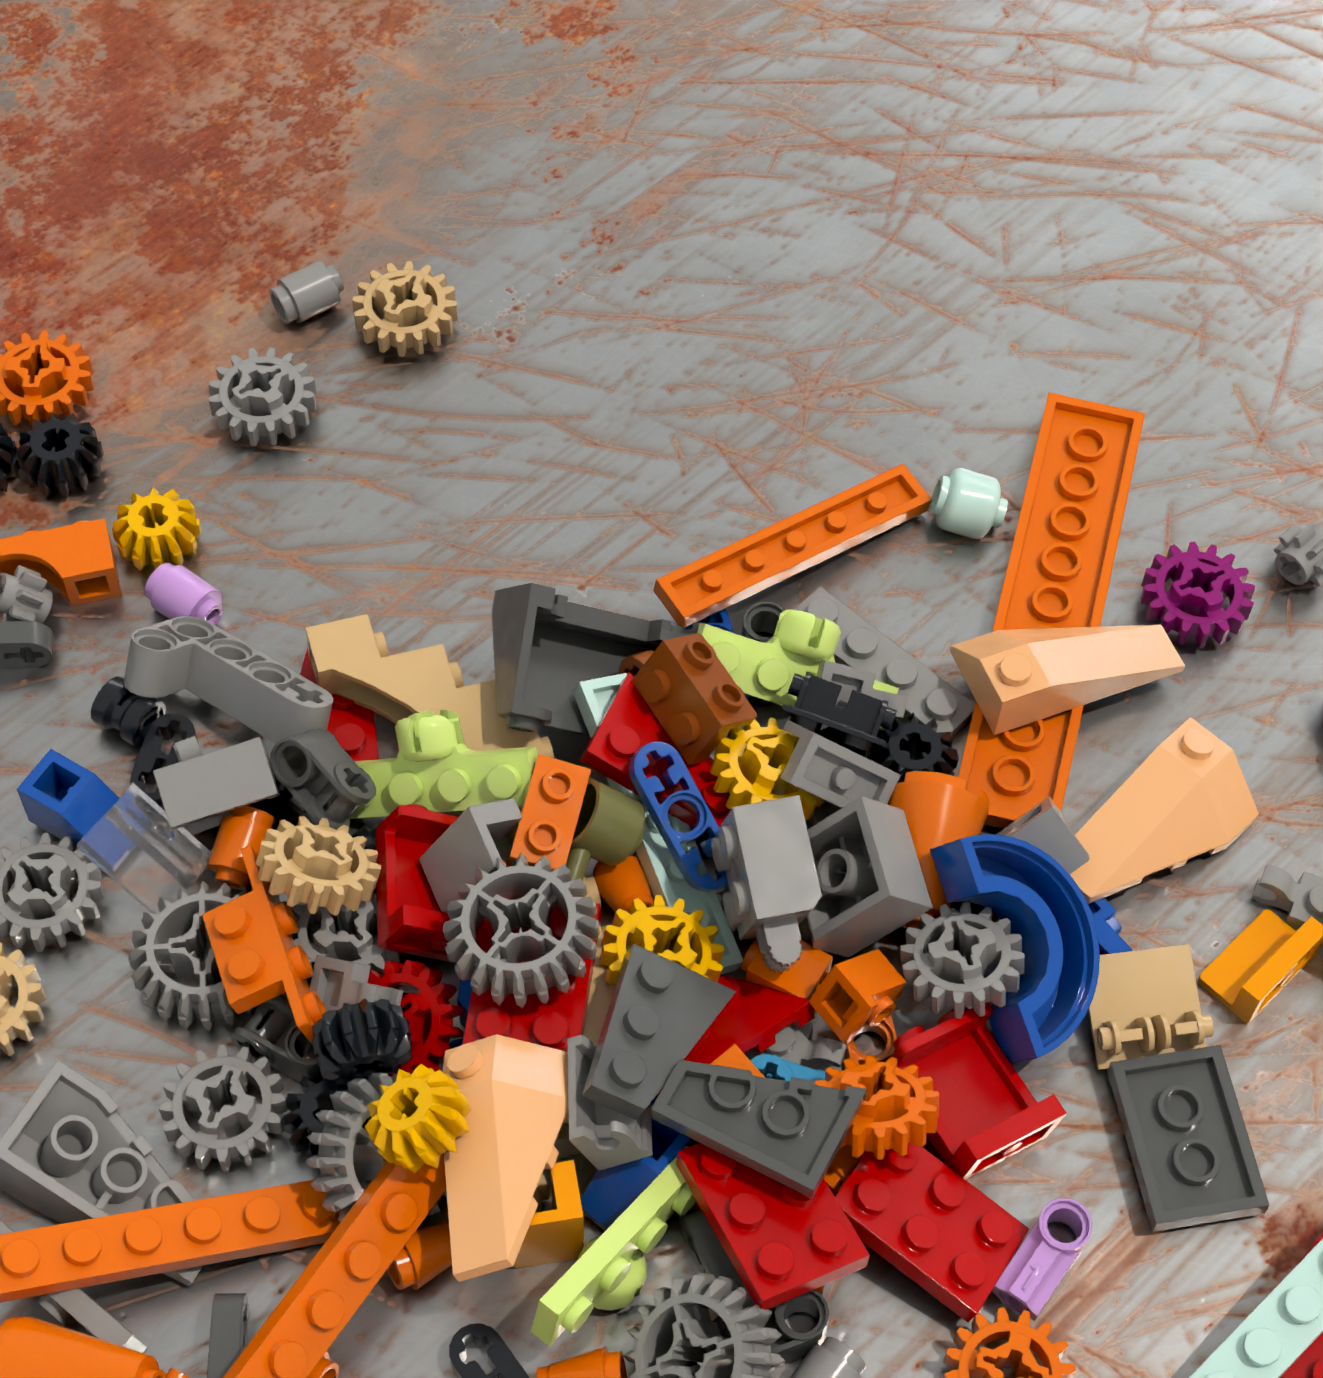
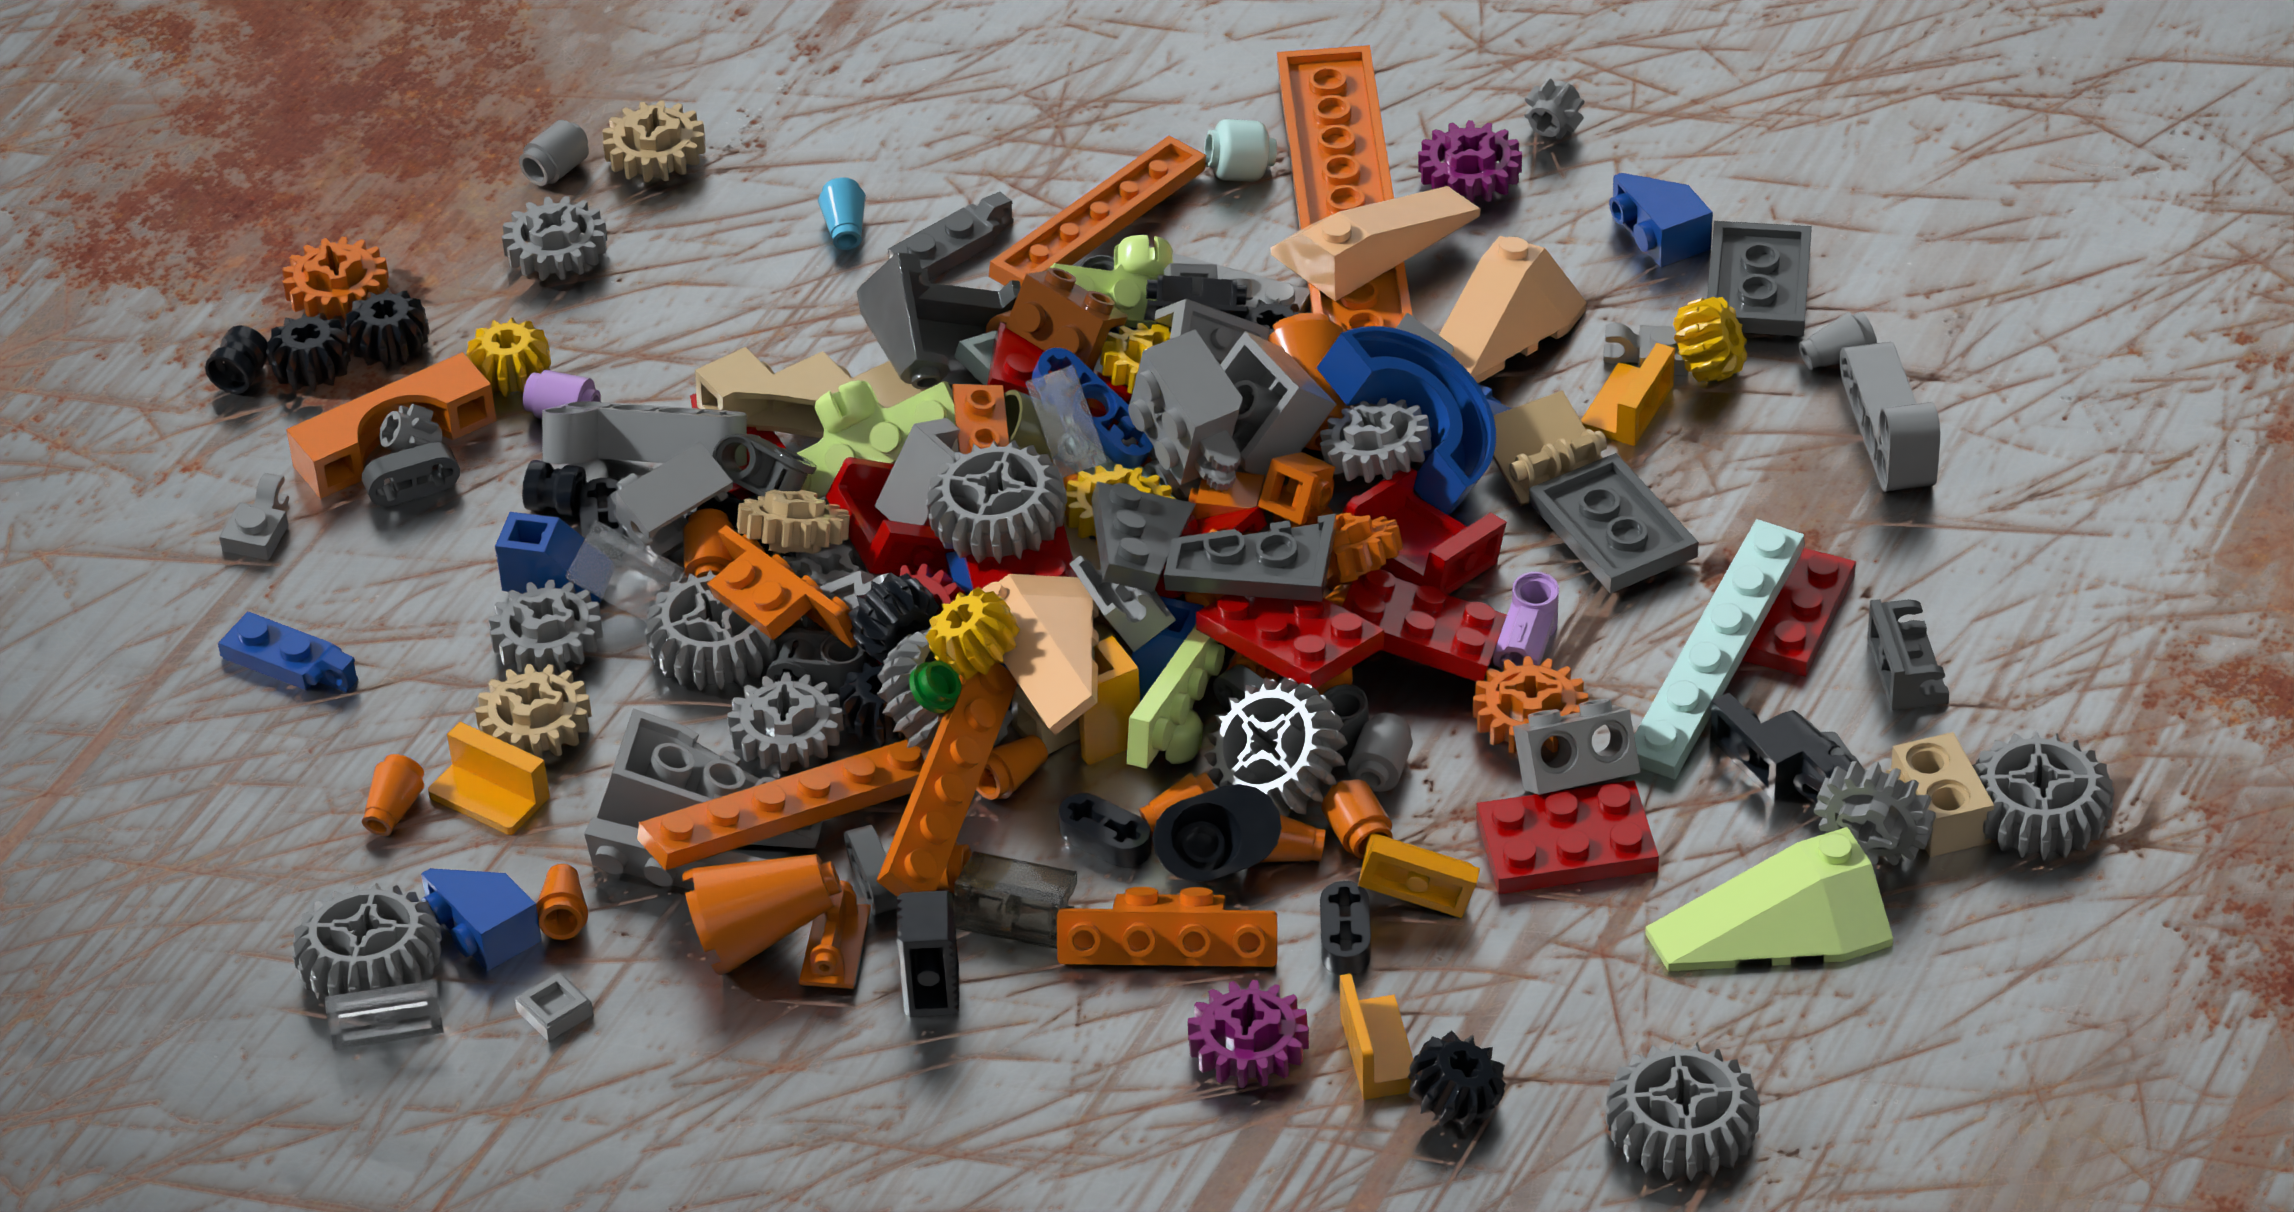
camera: 15 degrees left, 15 degrees down
(355, 1168) = (935, 686): none -> green plate
(550, 453) = (843, 210): none -> medium azure cone
(638, 838) = (1066, 421): none -> clear hinge
(644, 518) = (958, 235): none -> dark grey hinge

